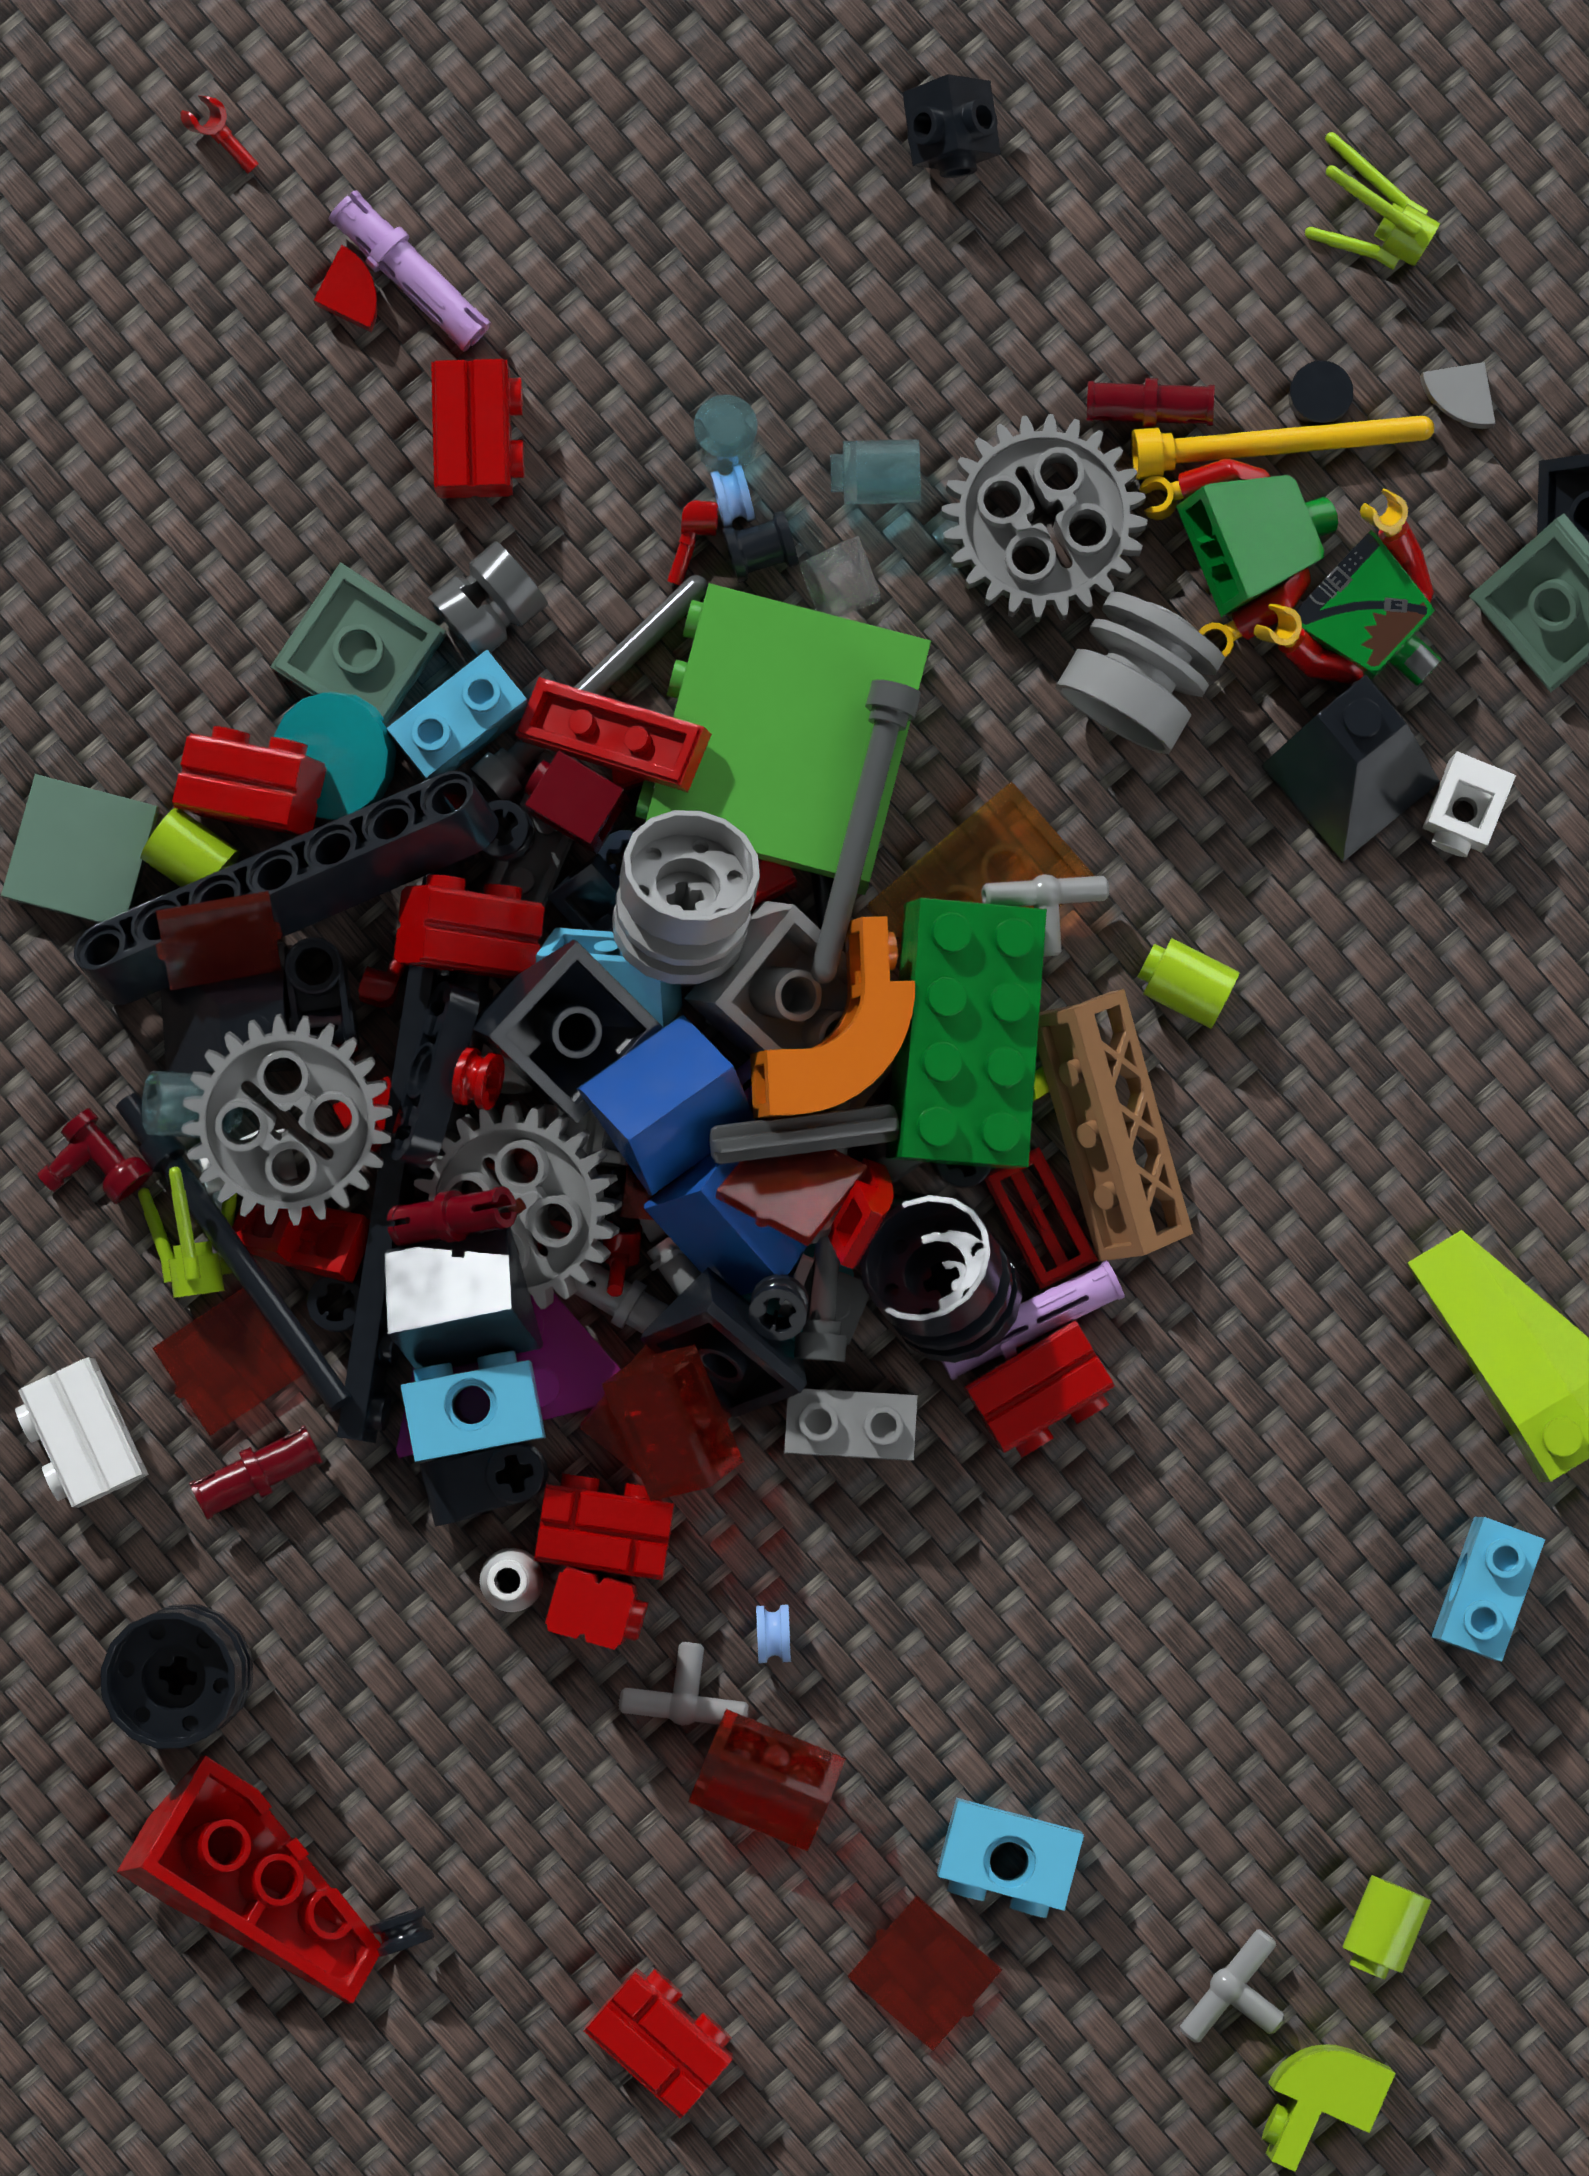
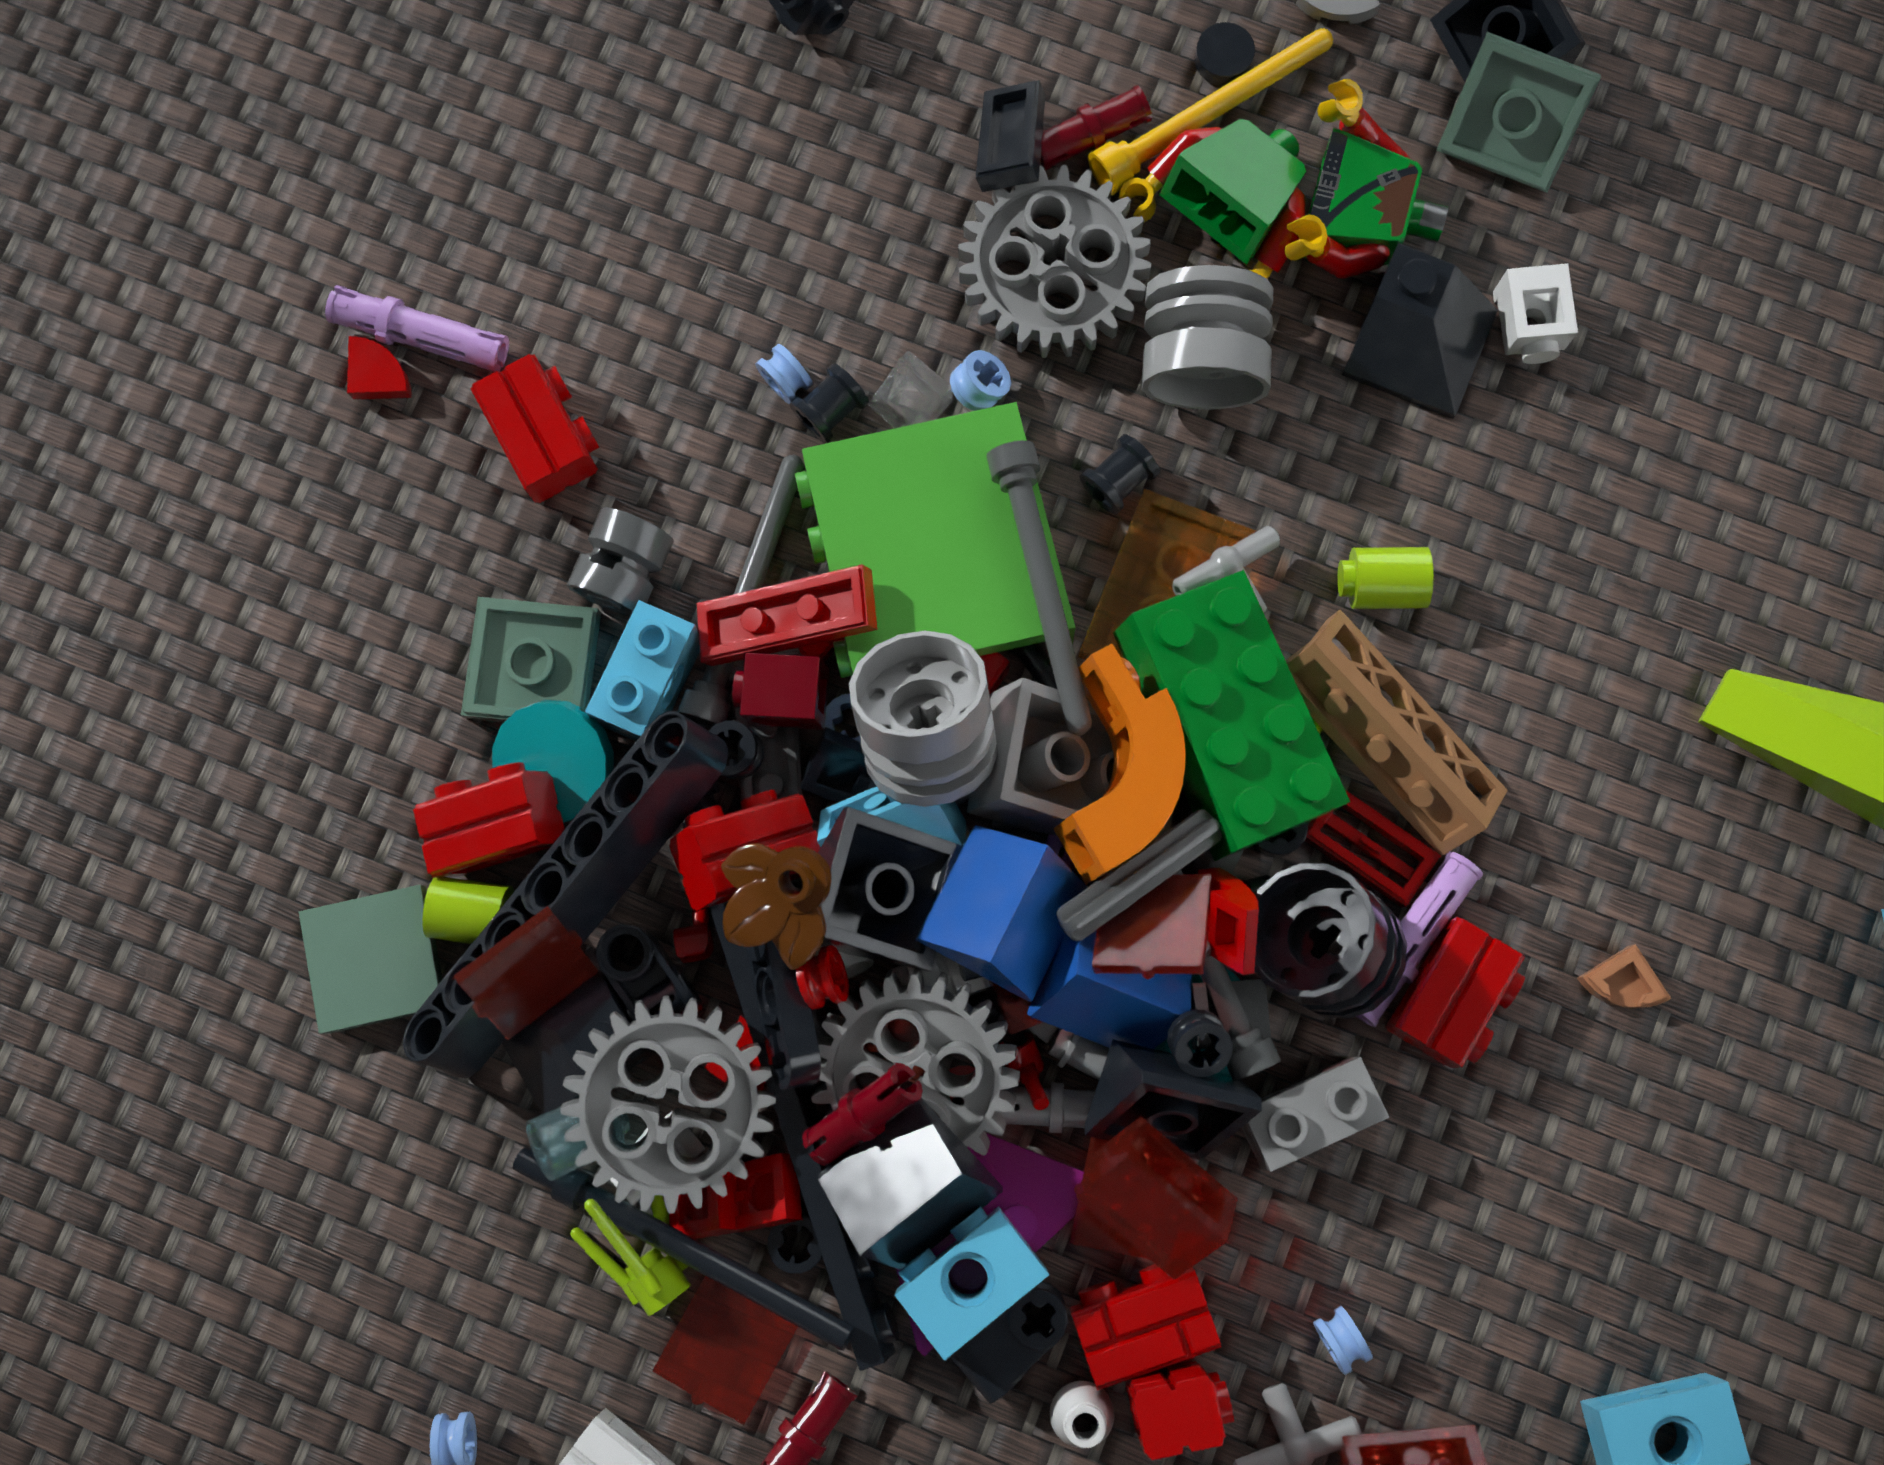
camera: 20 degrees left, 5 degrees down
(88, 1142) = (503, 1213): dark red piece -> none
(219, 132) = (199, 297): red hand -> none
(463, 991) = (770, 907): none -> reddish brown plate
(697, 519) = (765, 408): red hand -> none
(726, 433) = (750, 322): clear light blue brick -> none
(877, 472) = (896, 292): clear light blue brick -> none
(928, 593) = (989, 371): none -> light blue bush
(995, 755) = (1120, 474): none -> black bush
(1066, 374) = (1010, 136): none -> black tile
(1202, 1459) = (1625, 981): none -> nougat tile

